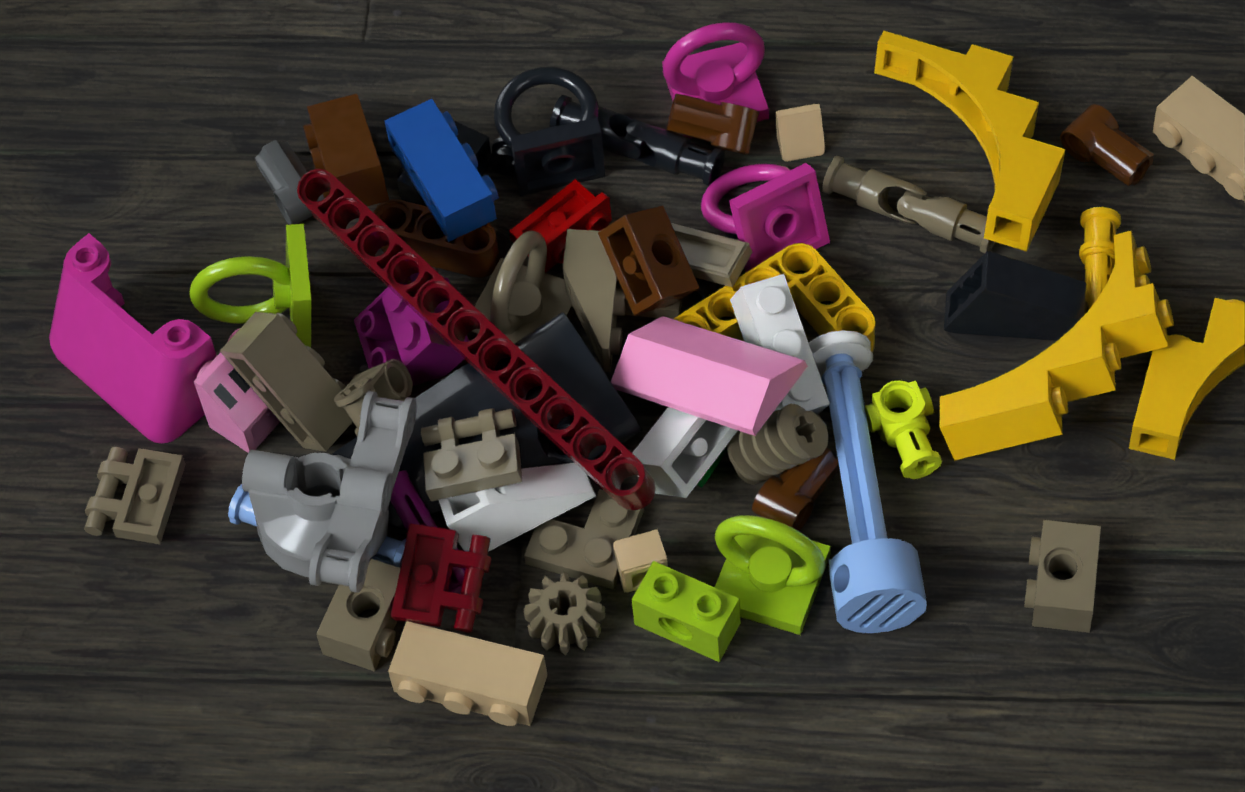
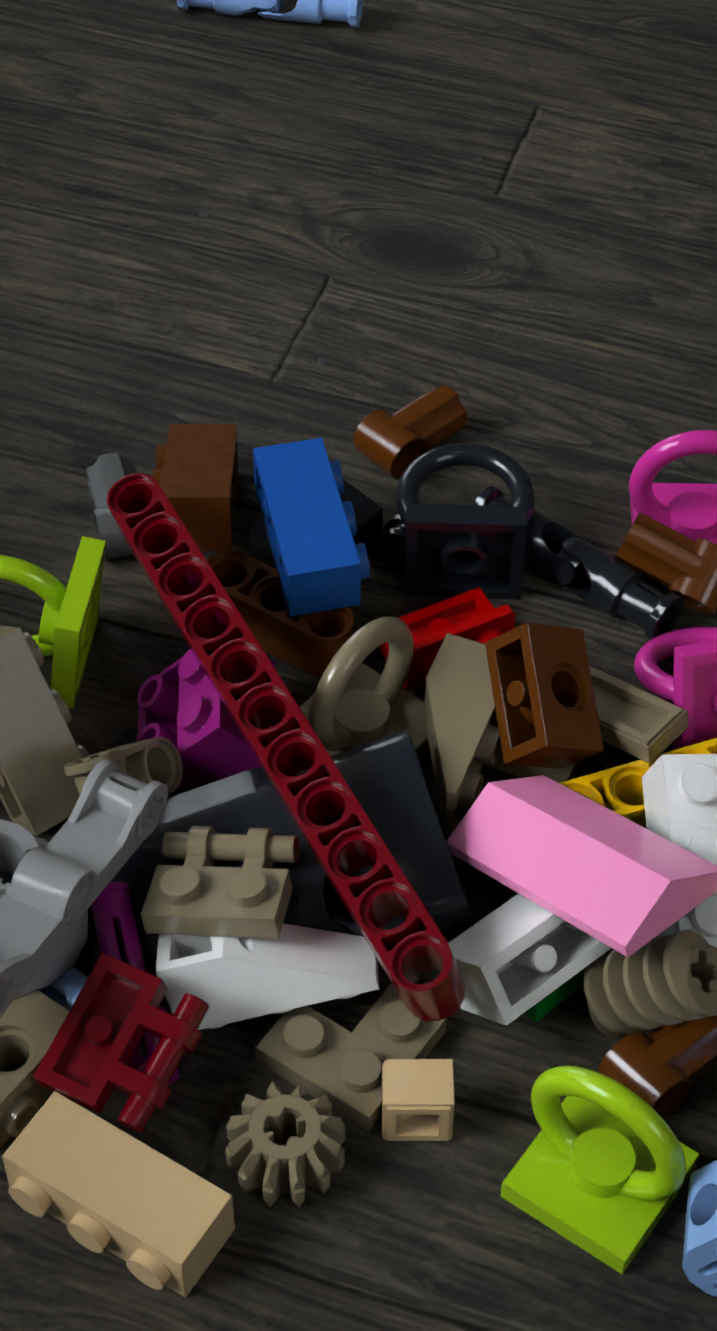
camera: 10 degrees right, 10 degrees down
(482, 67) = (401, 437): none -> reddish brown piece
(686, 611) = (462, 1190): lime brick -> none

